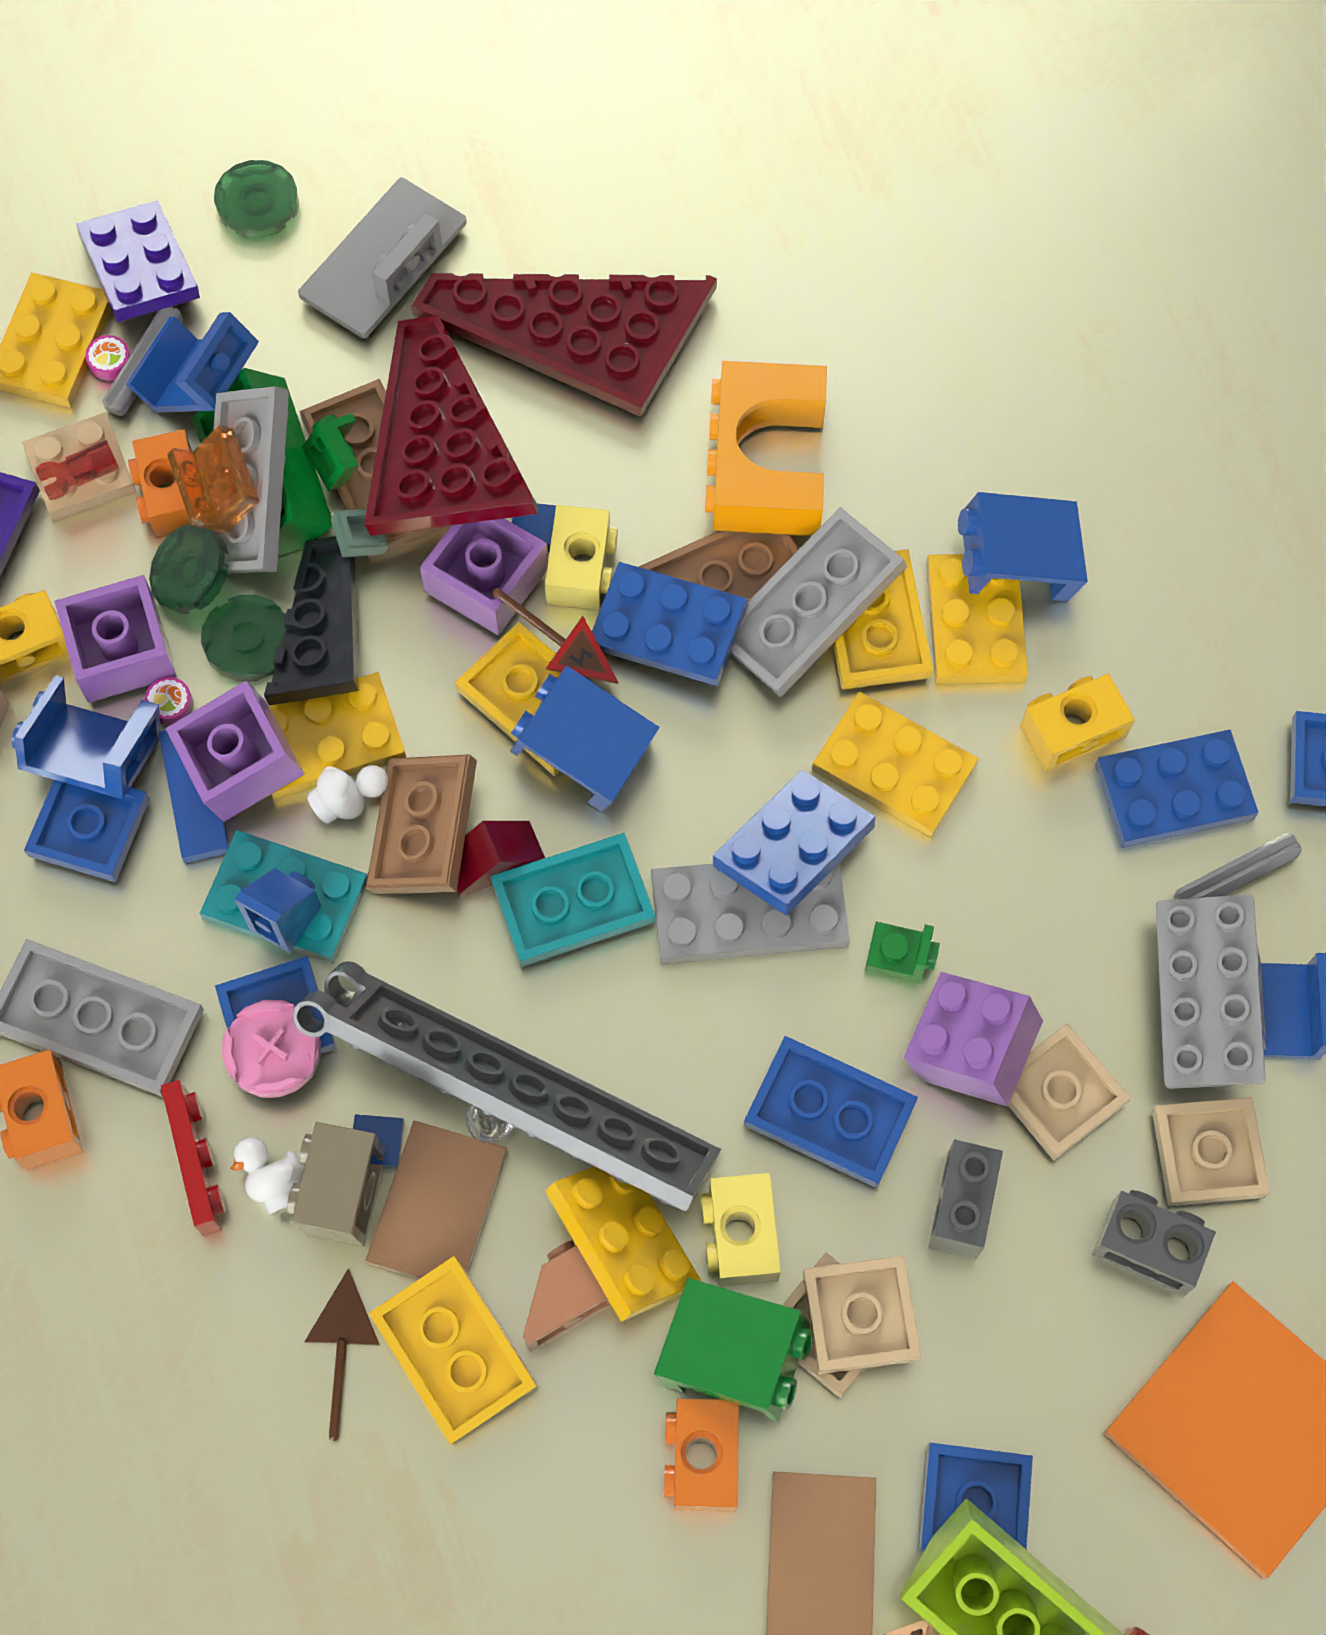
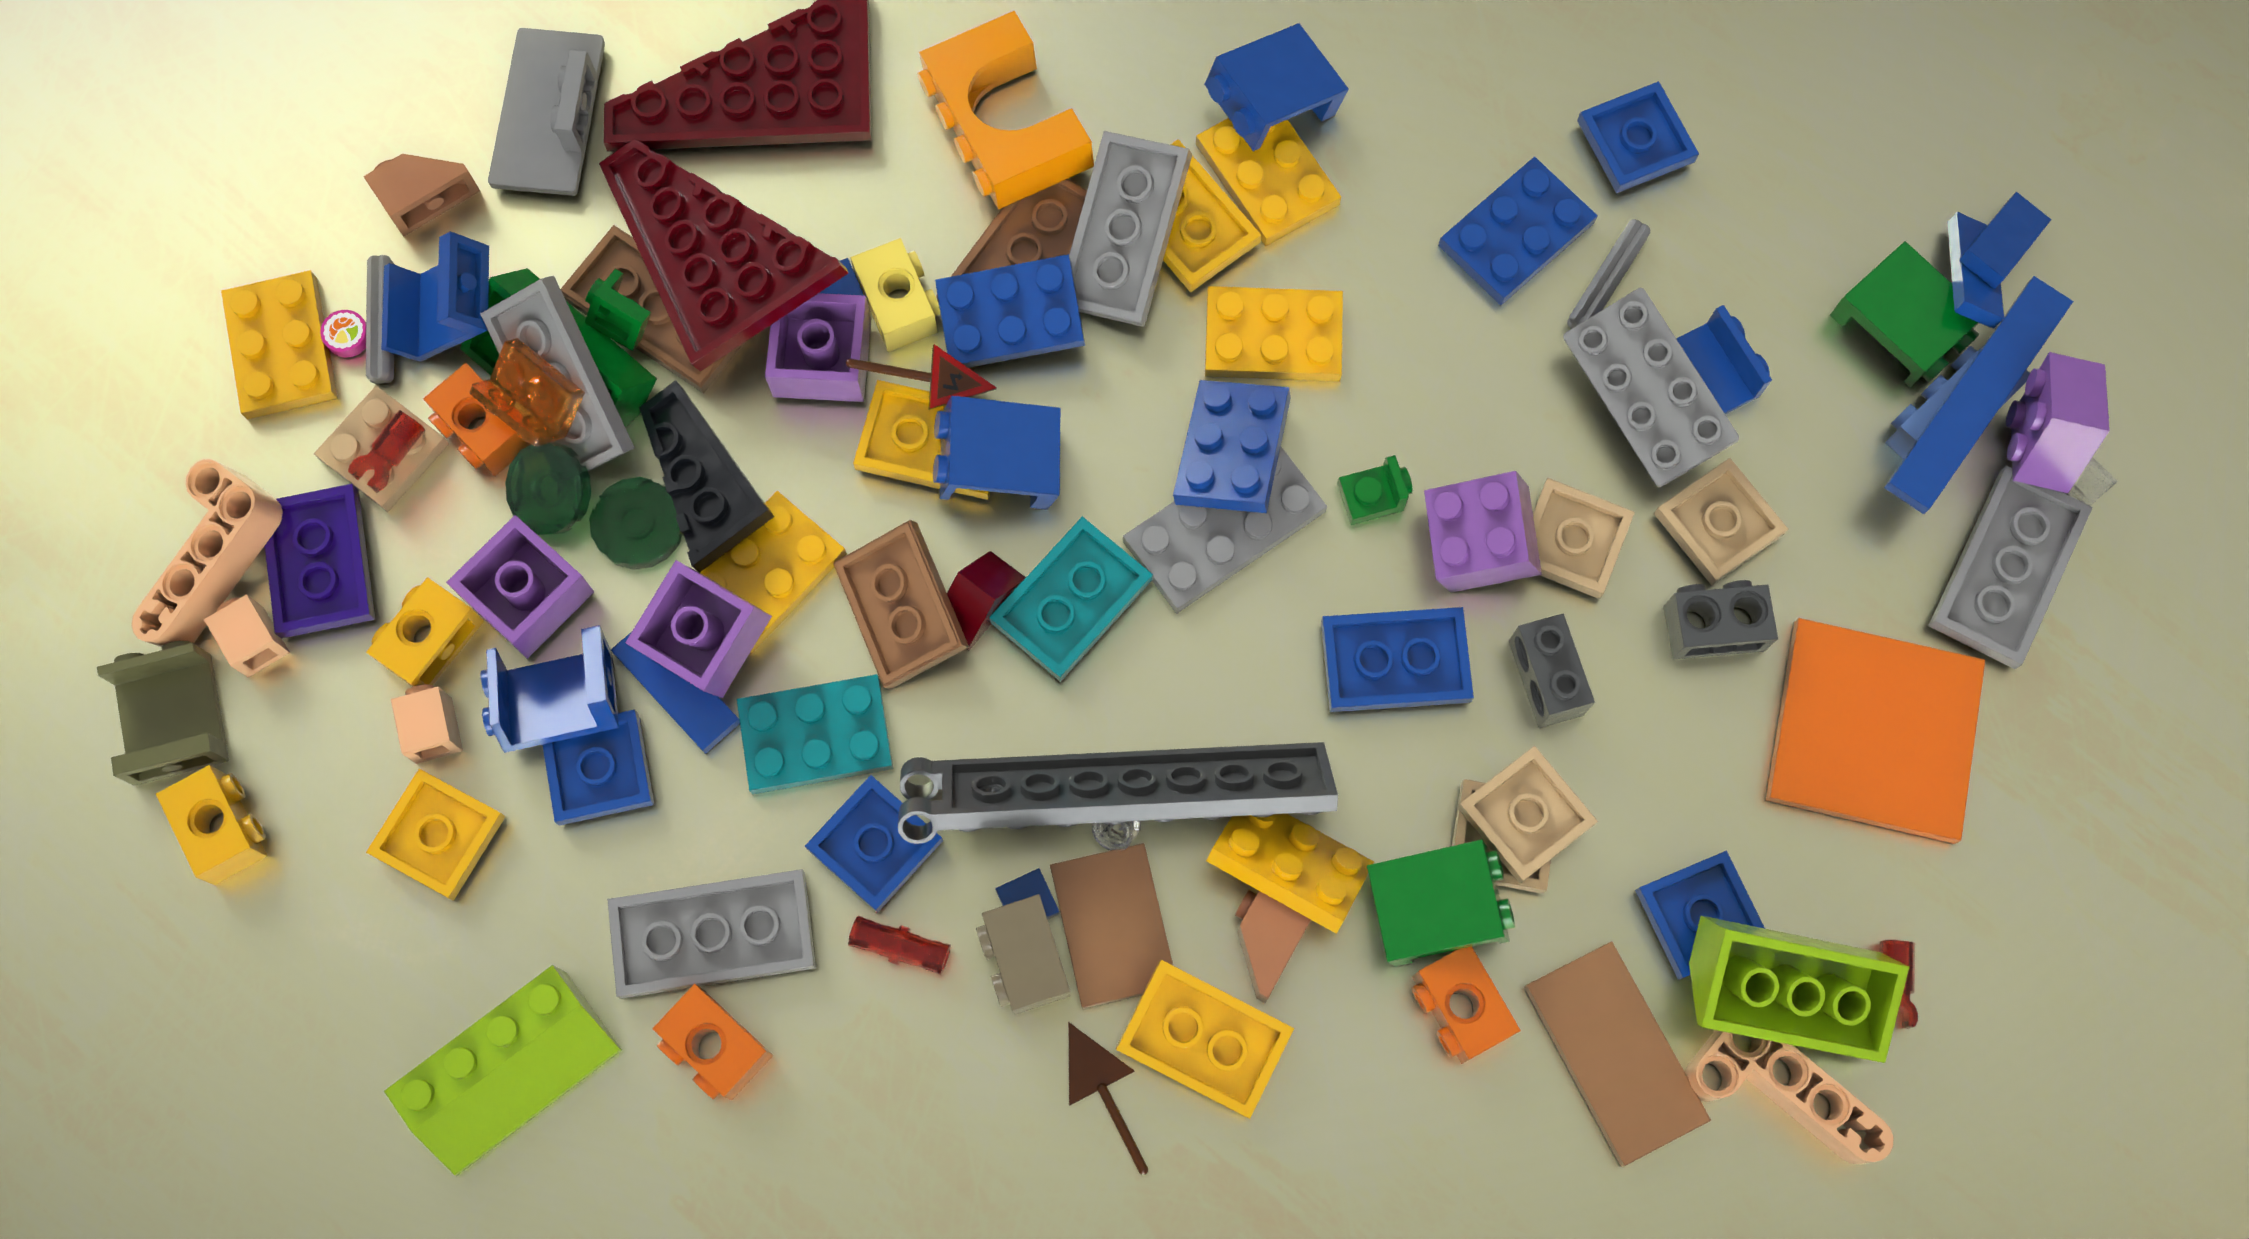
camera: 30 degrees left, 5 degrees up
(137, 261) = (318, 228): plate -> none
(173, 699) = (604, 611): tile -> none
(194, 1157) = (878, 1003): red plate -> none
(237, 269) = (419, 188): none -> nougat slope
(242, 1114) = (899, 945): none -> clear red pin
(256, 198) = (393, 114): clear green tile -> none
(268, 1051) = (889, 875): bright pink tile -> none
(270, 1182) = (964, 986): white animal -> none
(279, 907) = (826, 745): blue slope -> none
(341, 796) = (815, 618): white animal -> none
(353, 535) = (683, 378): sand green tile -> none
(748, 1200) = (1382, 772): light yellow brick -> none
(1061, 741) = (1400, 239): yellow brick -> none

